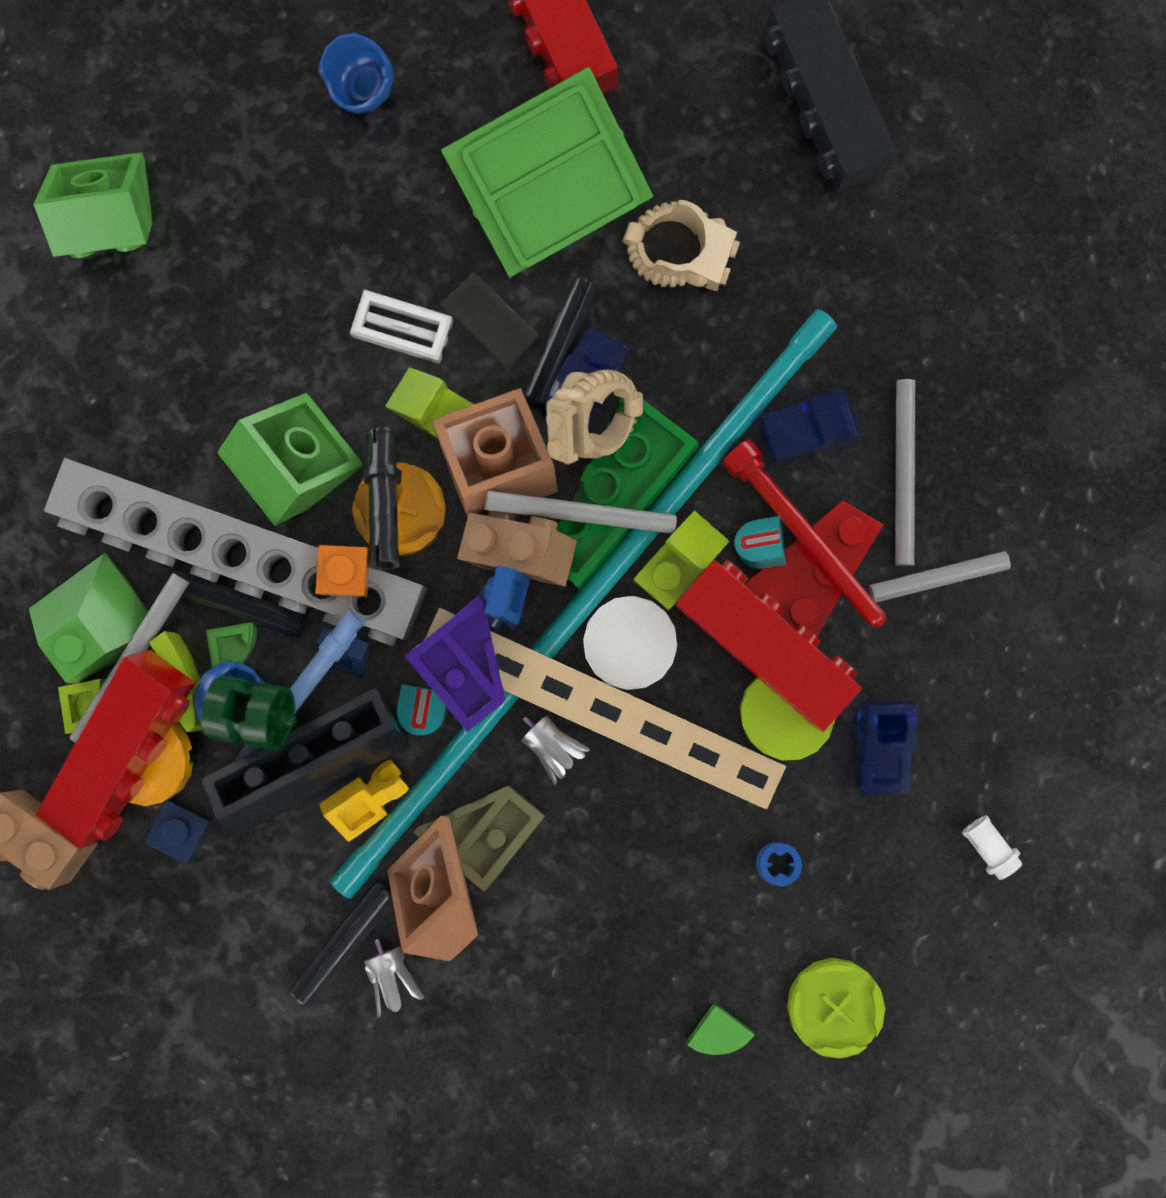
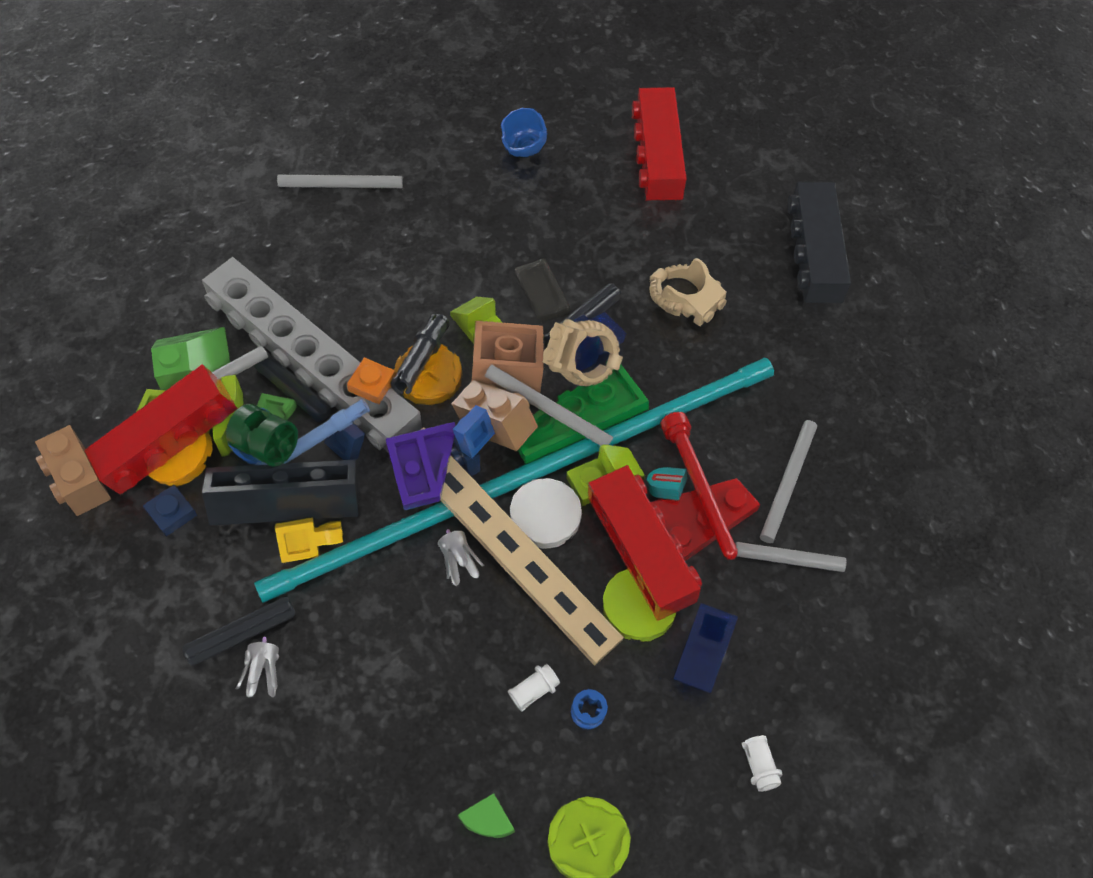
camera: 20 degrees right, 25 degrees down
(95, 205) = (330, 145): bright green slope -> none
(137, 258) = (340, 181): none -> light grey bar
(288, 457) = (371, 313): bright green slope -> none
(420, 710) = (378, 498): teal tile -> none
(432, 896) = (322, 617): nougat slope -> none
(438, 339) = (479, 276): white tile -> none
(491, 833) = (380, 595): olive wing -> none
(547, 172) = (617, 221): bright green piece -> none
(708, 867) = (534, 687): none -> white pin
(811, 425) = (739, 422): clear blue brick -> none

